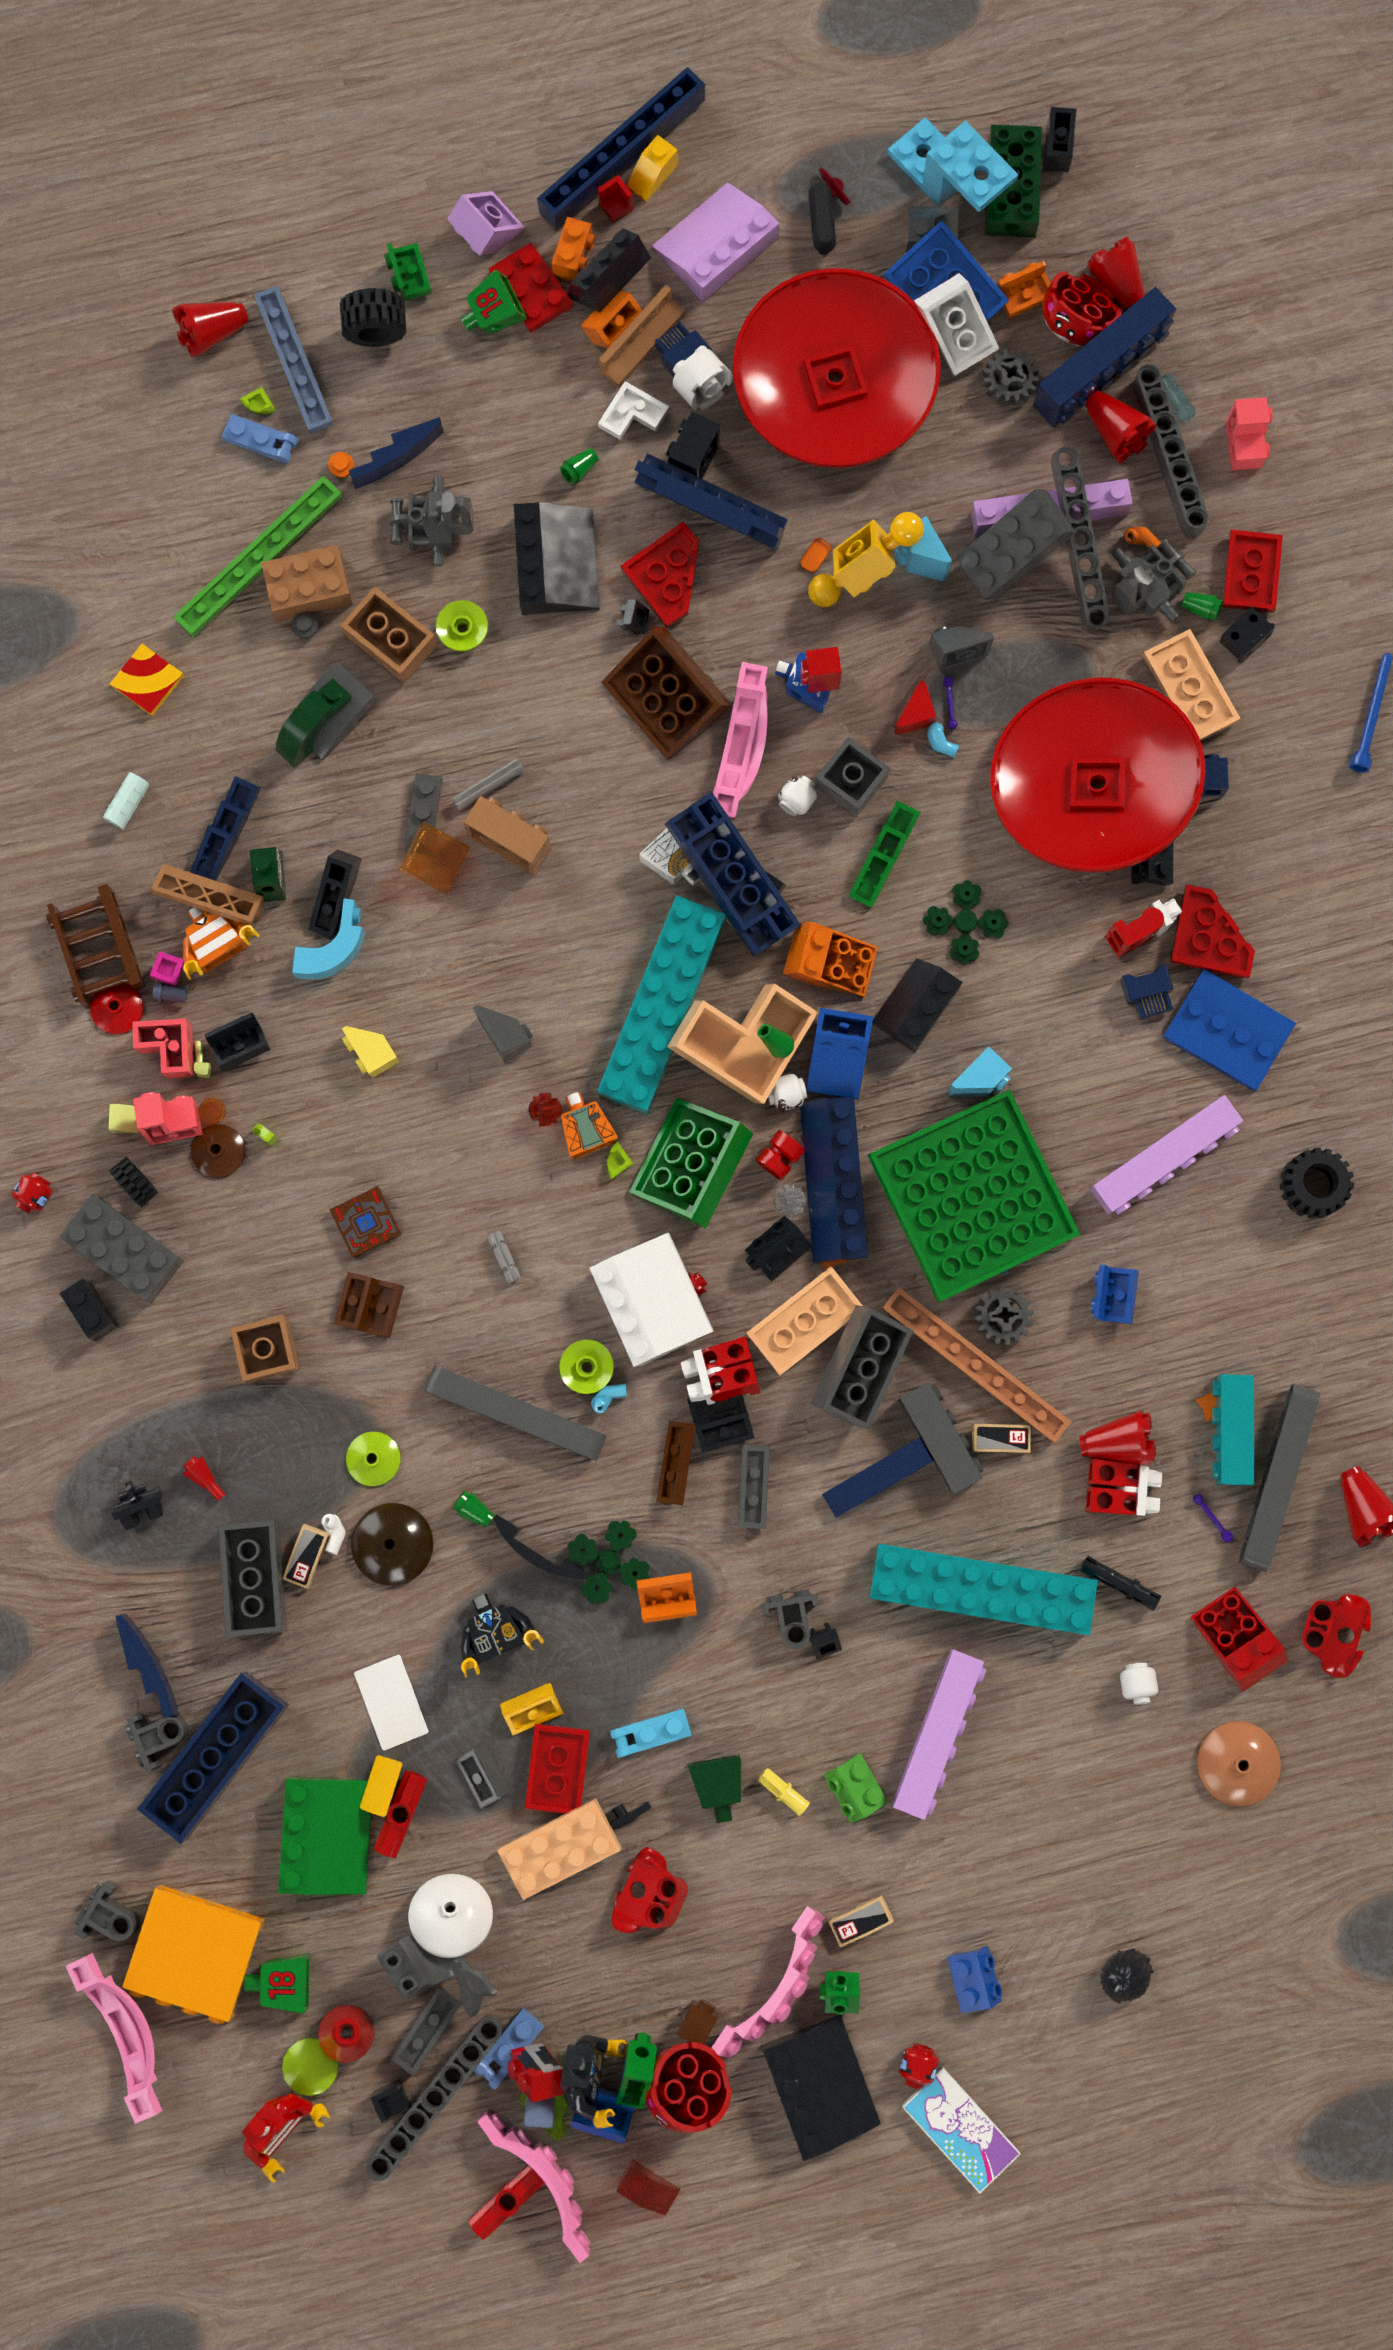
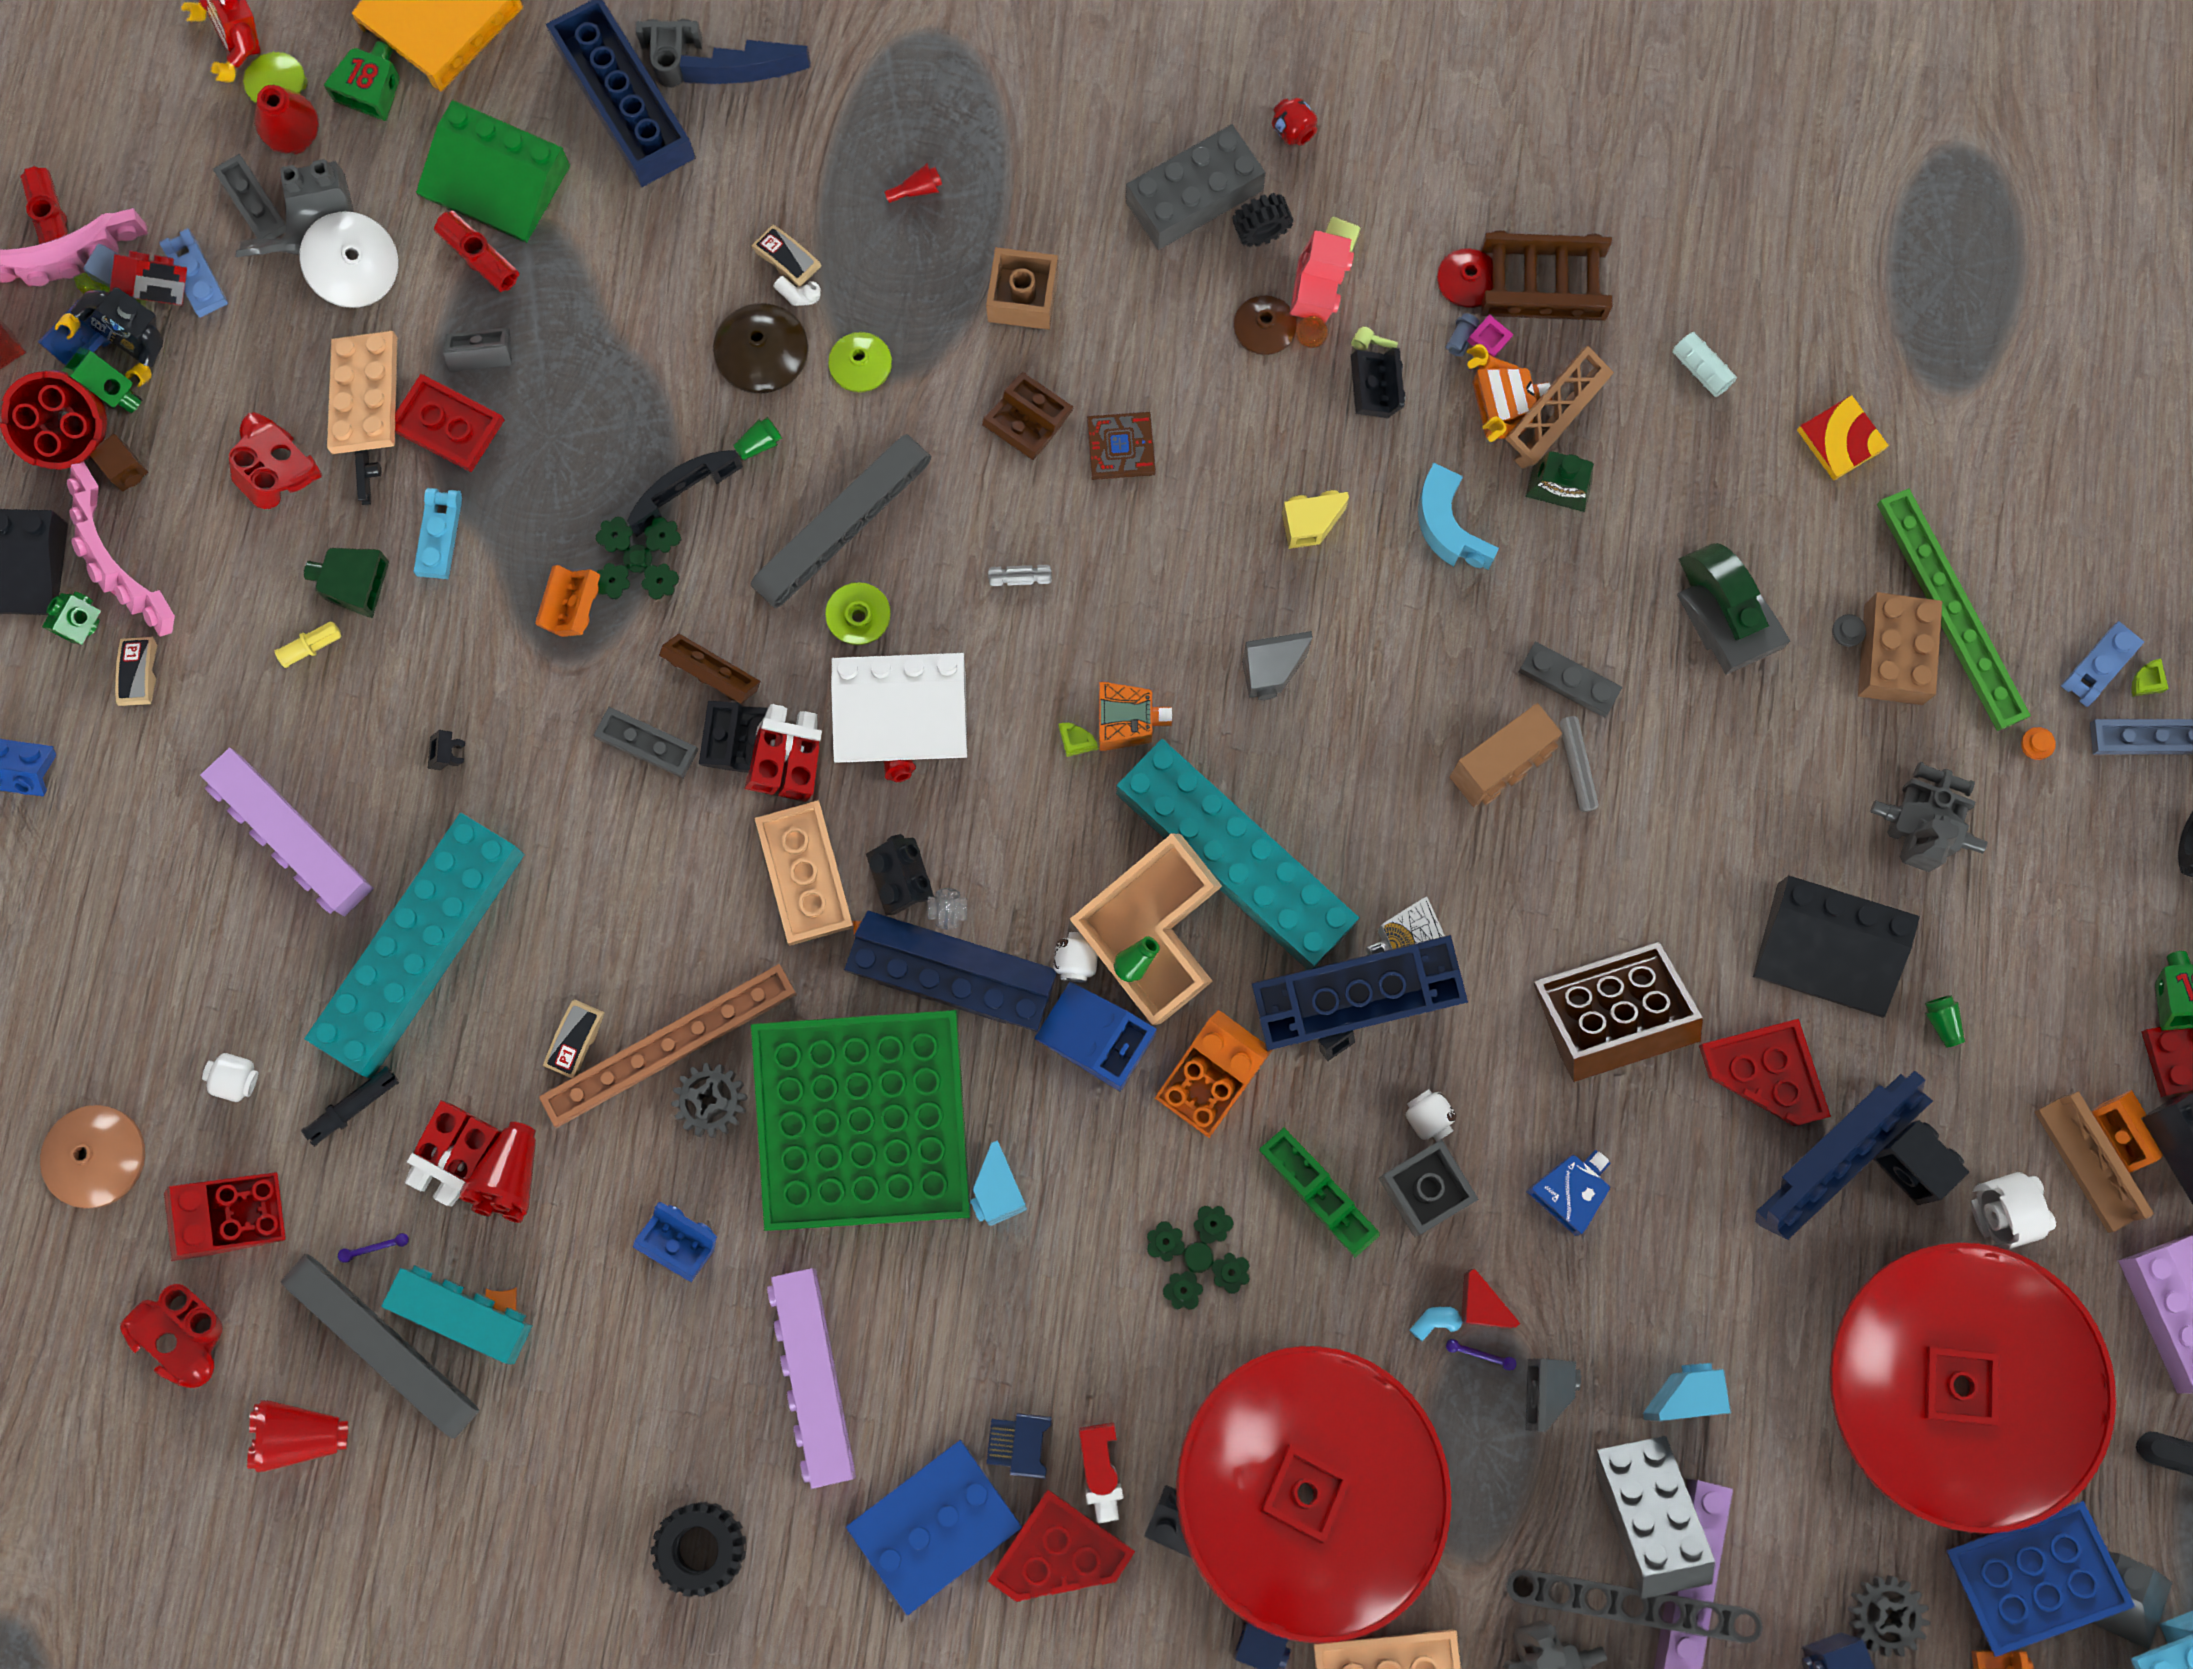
camera: 110 degrees right, 5 degrees down
(88, 1309) = (1142, 132): black brick -> none
(126, 1510) = (920, 110): black hips -> none
(172, 1040) = (1401, 314): coral brick -> none
(225, 829) = (1632, 459): dark blue slope -> none
(252, 1578) = (785, 191): dark grey brick -> none
(265, 1134) = (1262, 376): lime tile -> none
(335, 886) = (1519, 550): black slope -> none
(381, 1785) = (514, 242): yellow slope -> none
(389, 635) = (1802, 715): medium nougat brick -> none
(390, 2100) = (202, 138): black panel -> none
(391, 1702) = (597, 288): white sticker -> none
(405, 447) = (2036, 823): dark blue slope -> none
(431, 2110) = (190, 193): dark grey beam -> none
(434, 858) = (1511, 668): clear orange plate -> none
(461, 614) = (1798, 796): lime dish -> none
(494, 1633) = (615, 409): black torso -> none
(531, 1708) = (522, 422): yellow slope -> none
(545, 1109) = (1167, 679): clear red gear -> none
(606, 1395) = (816, 620): medium azure arm -> none
(632, 405) = (2005, 1113): white plate -> none
(634, 617) = (1727, 1010): black tile -> none
(678, 346) = (2068, 1203): dark blue piece -> none
(691, 1162) = (1038, 817): green slope -> none
(744, 739) = (1519, 1076): bright pink piece -> none
(780, 1155) = (1003, 916): red wheel -> none
(791, 1614) = (488, 726): dark grey pin -> none
(815, 555) = (1732, 1266): orange piece -> none
(821, 670) = (1574, 1196): red brick -> none
(855, 1788) = (273, 721): bright green bracket -> none
(862, 1367) = (720, 909): dark grey brick -> none
(865, 558) = (1702, 1315): yellow brick -> none
(878, 1477) = (593, 881): dark blue slope -> none
(917, 1003) = (1119, 1153): black slope -> none
(941, 1438) = (603, 970): dark grey brick -> none
(957, 323) = (1983, 1570): white slope -> none

